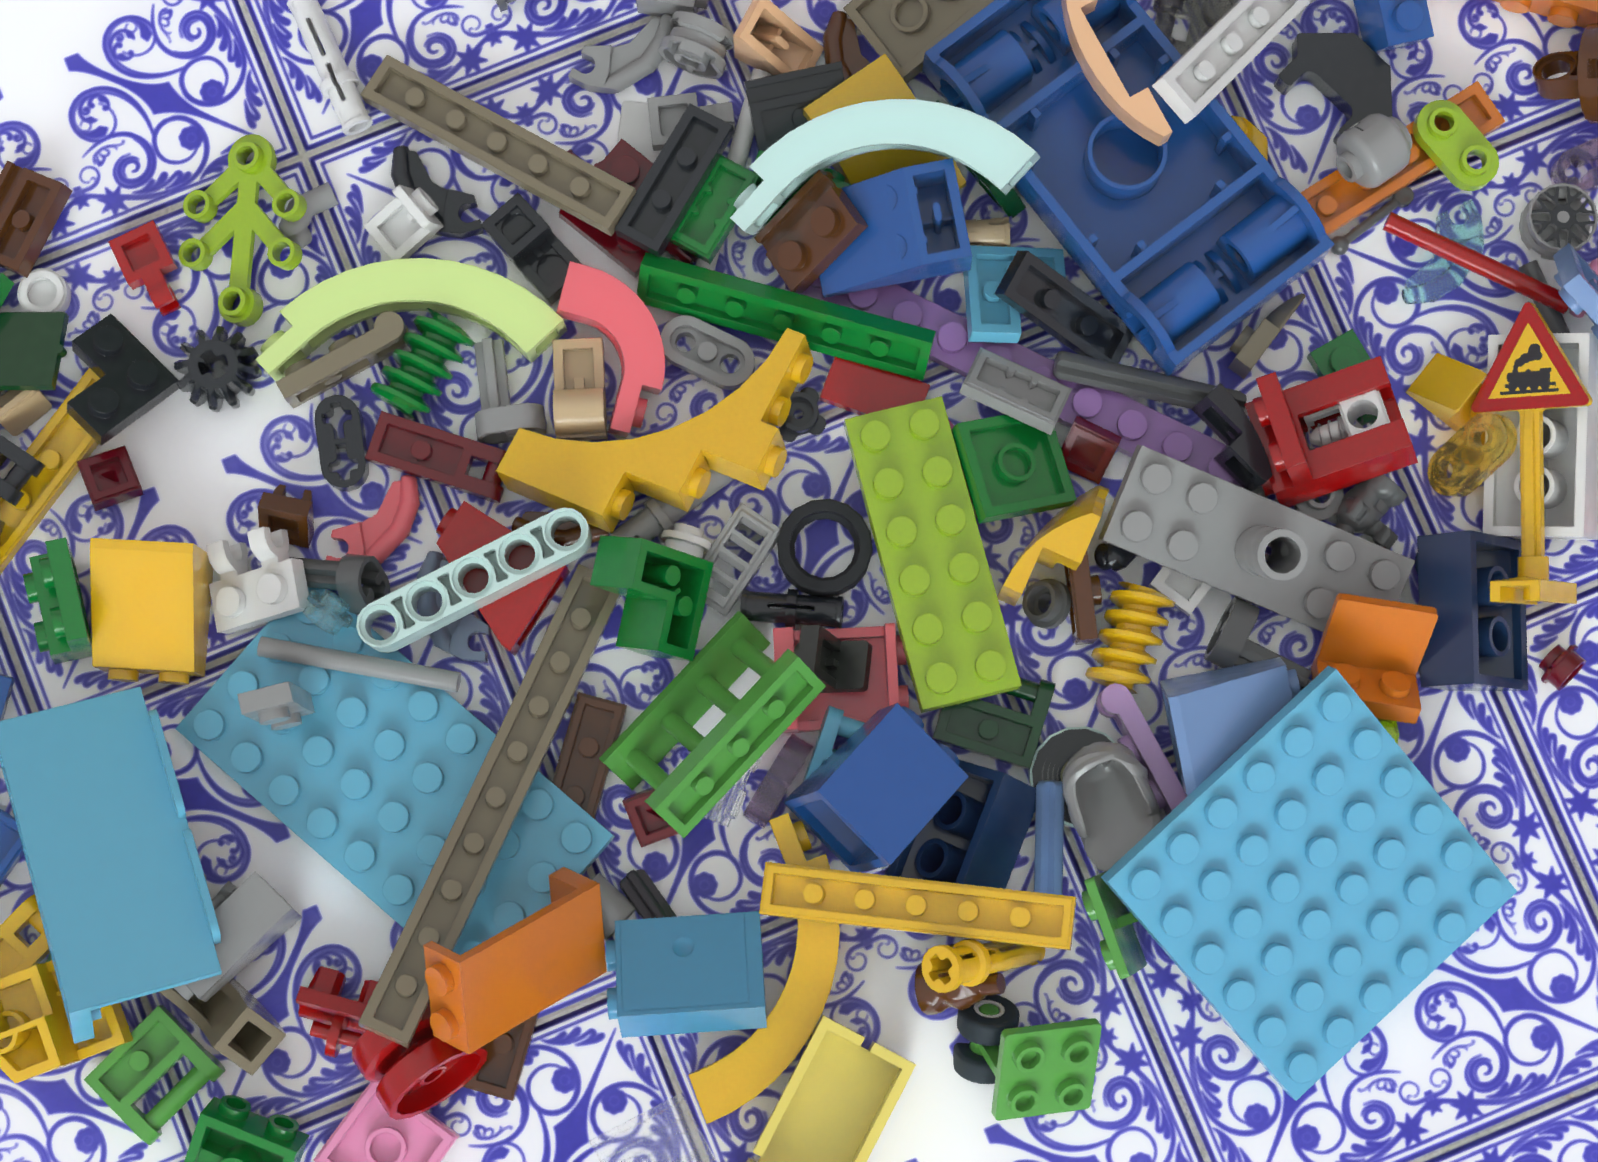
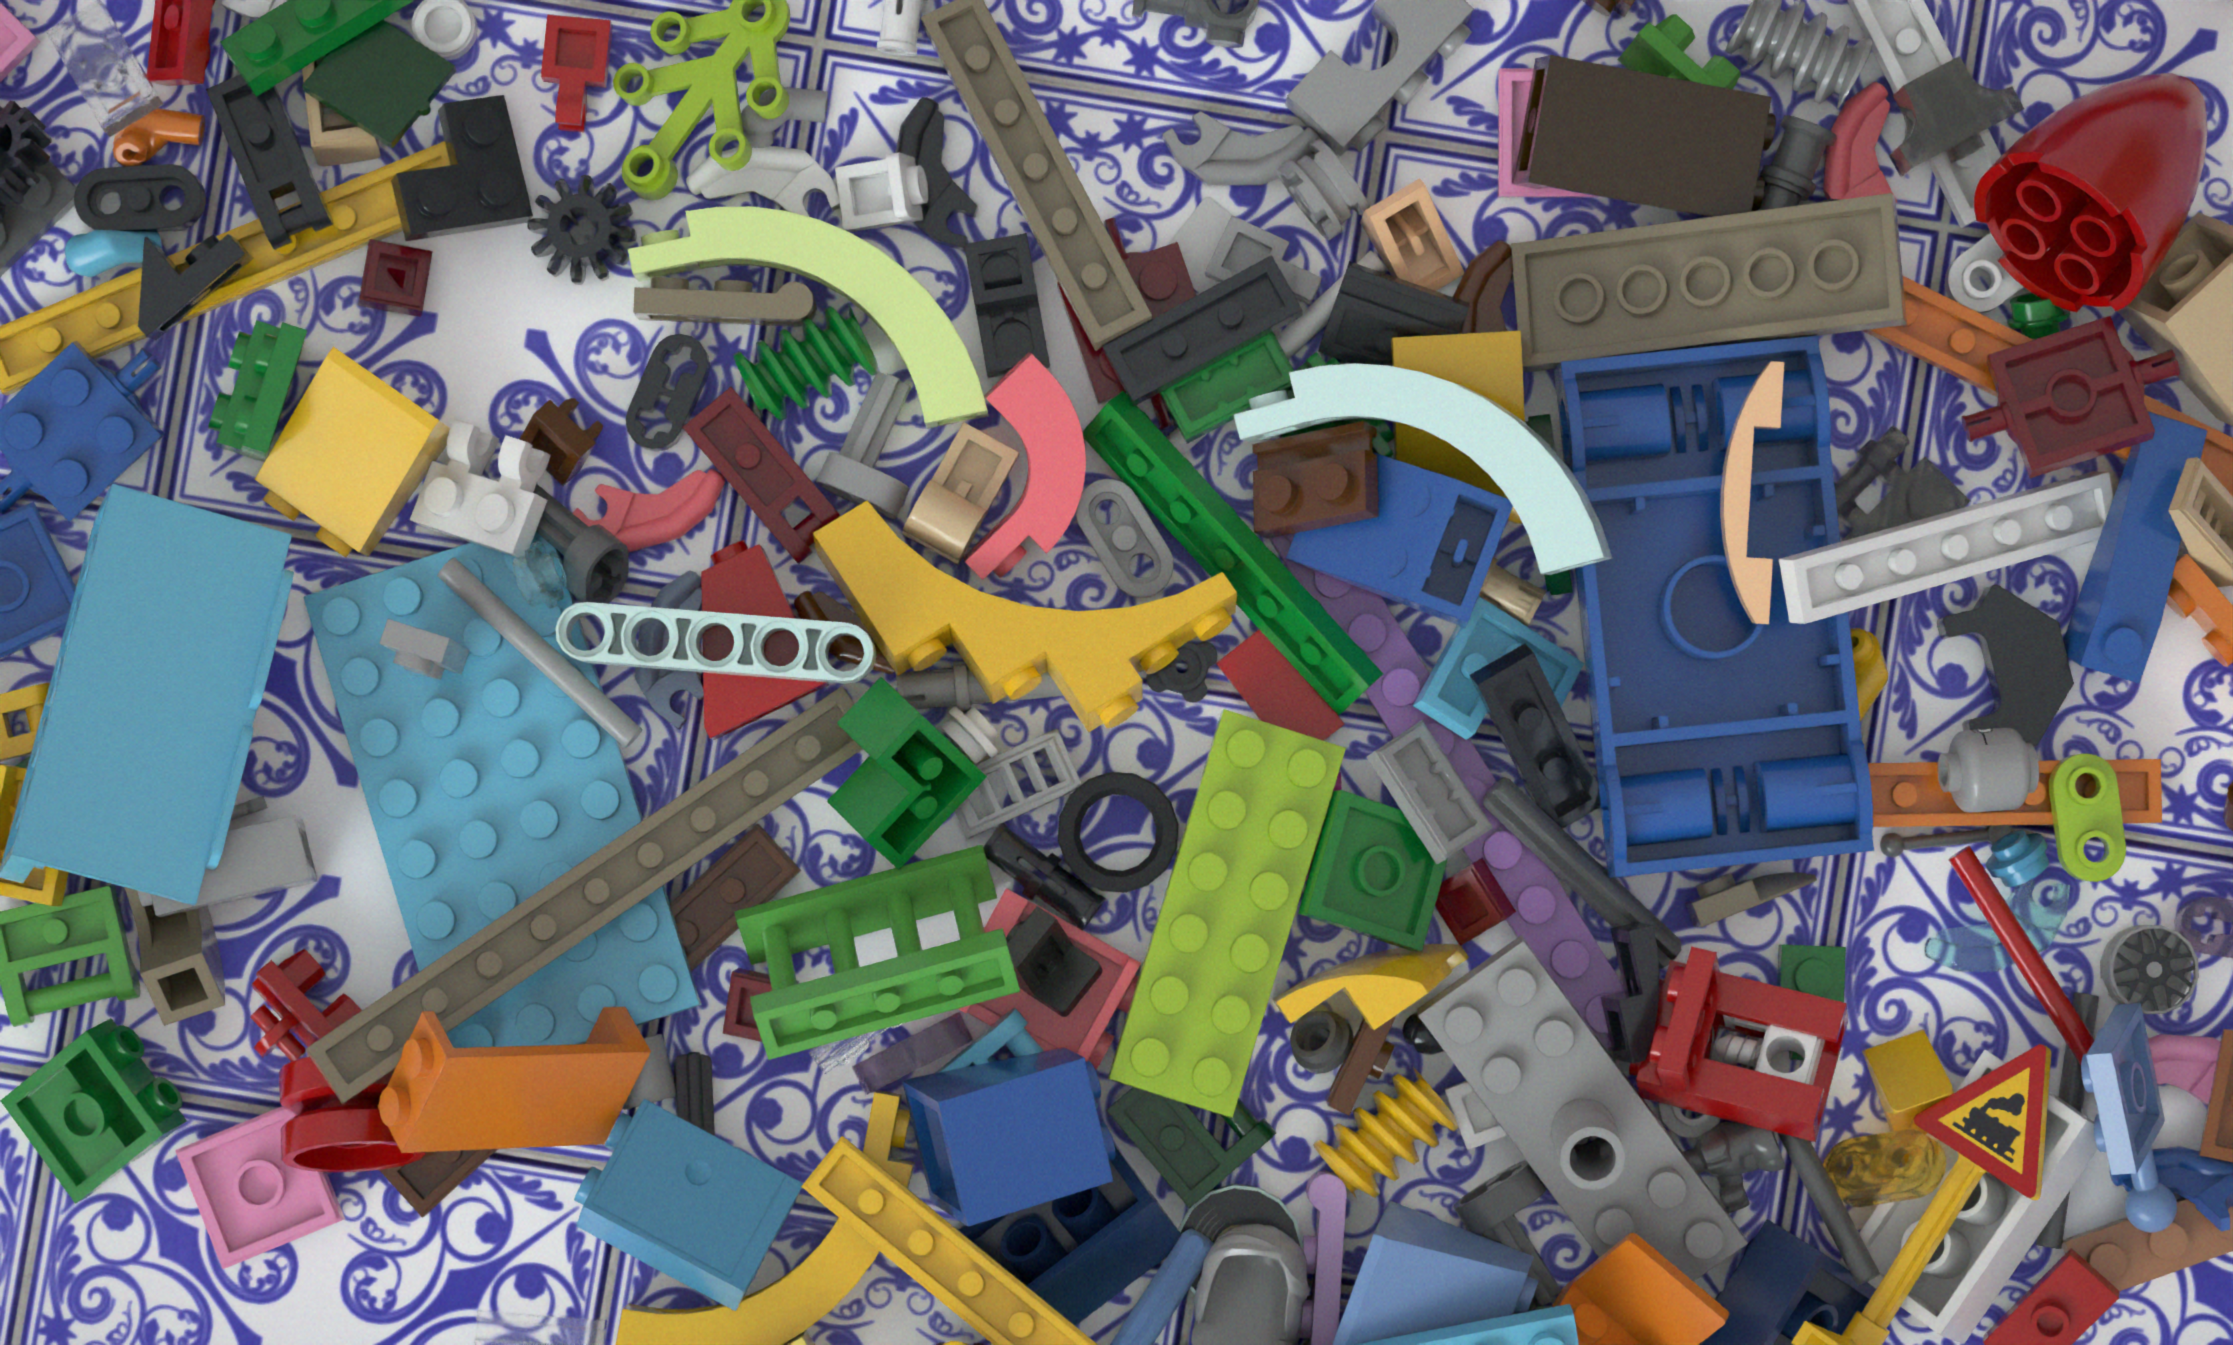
camera: 30 degrees right, 5 degrees up
(321, 259) = (772, 172): none -> white piece
(1426, 201) = (2018, 858): none -> dark azure plate
(1453, 501) = (1830, 1207): none -> dark grey bar

